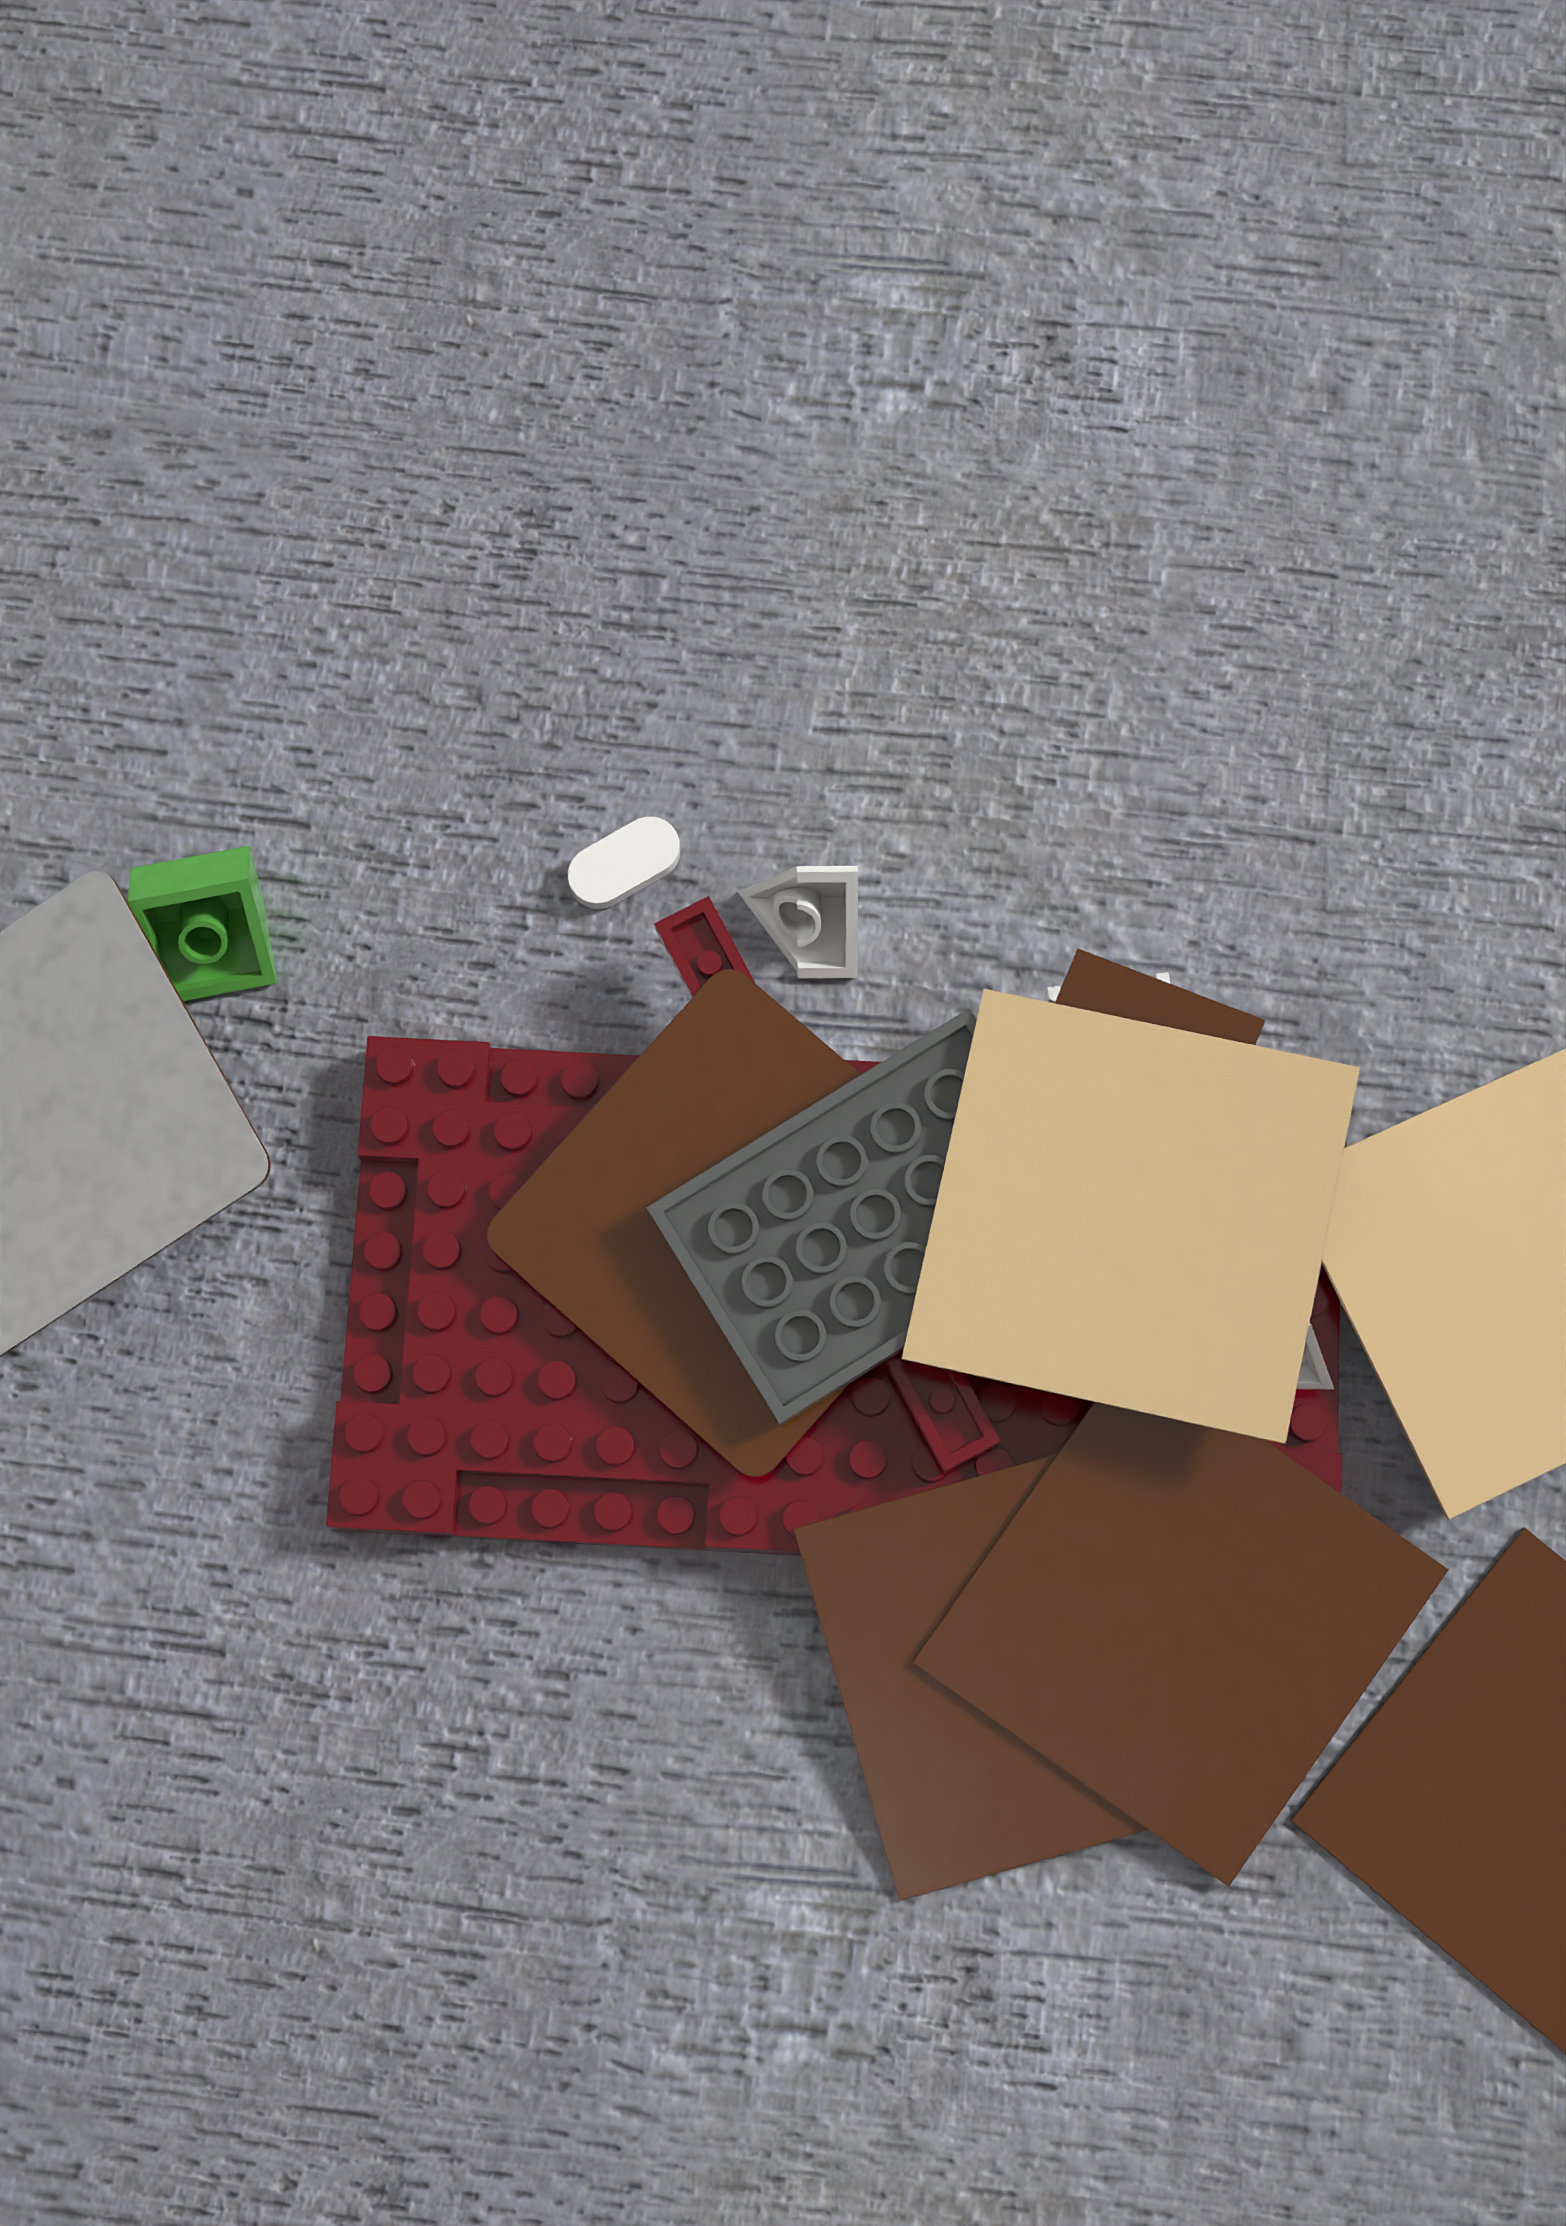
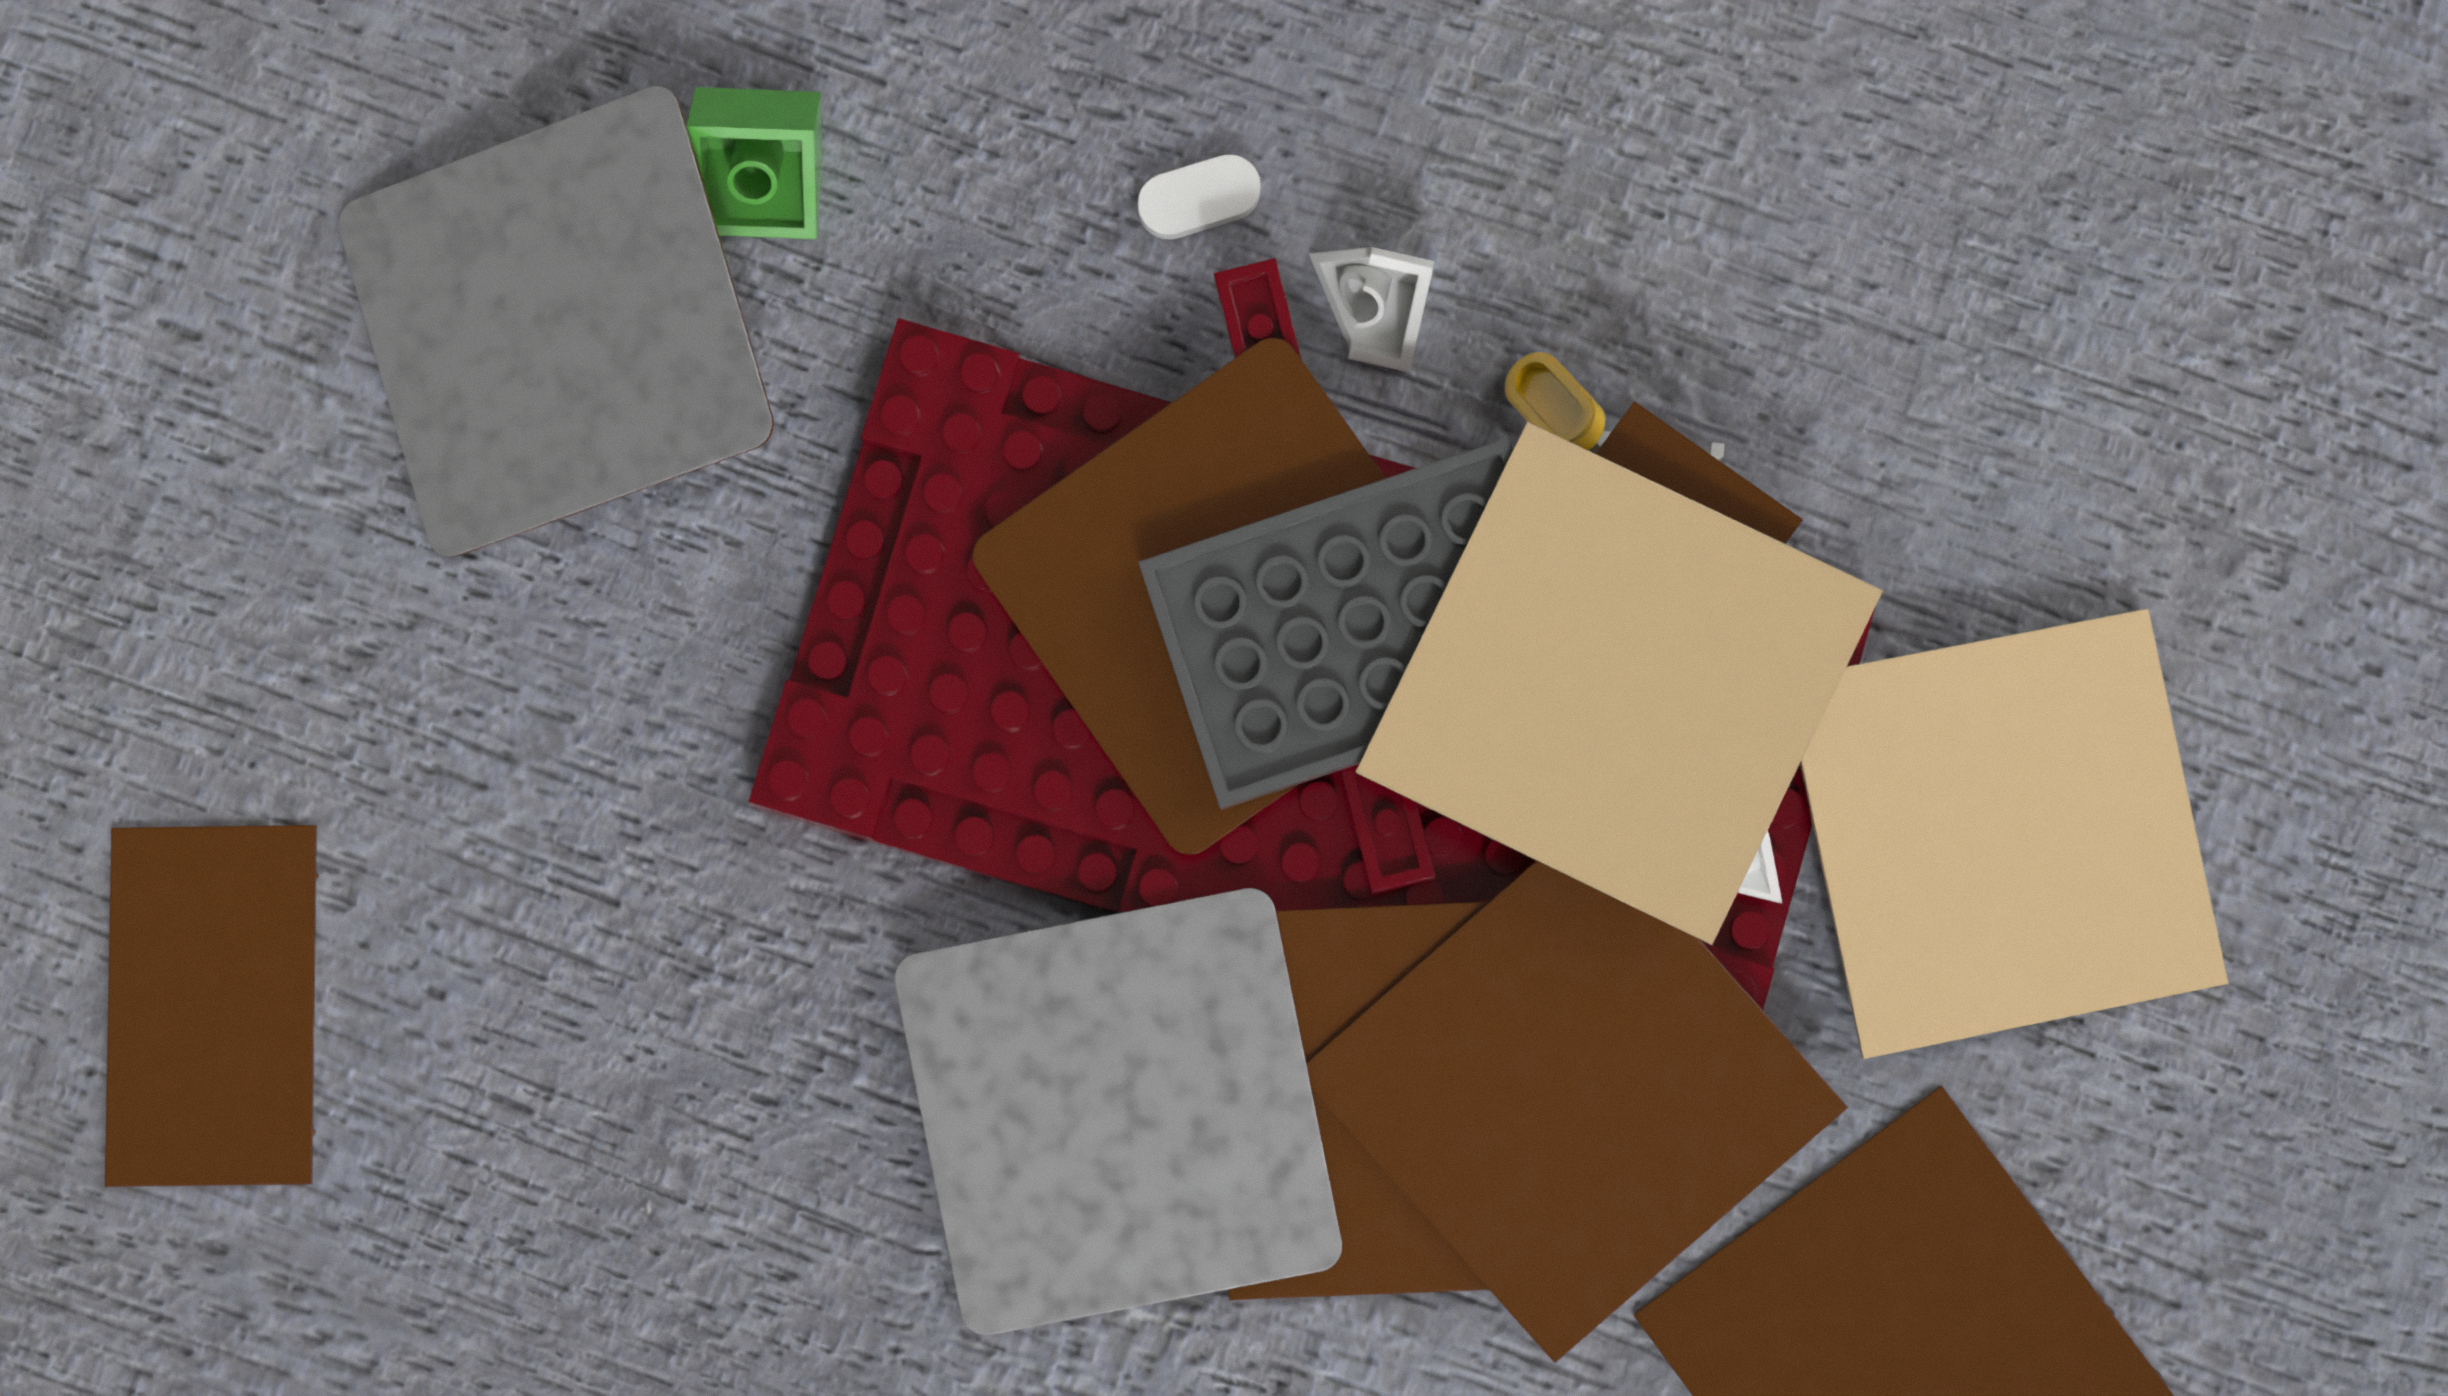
camera: 10 degrees right, 5 degrees up
(750, 1743) = (1118, 1111): none -> flat silver piece
(991, 963) = (1554, 400): none -> yellow tile

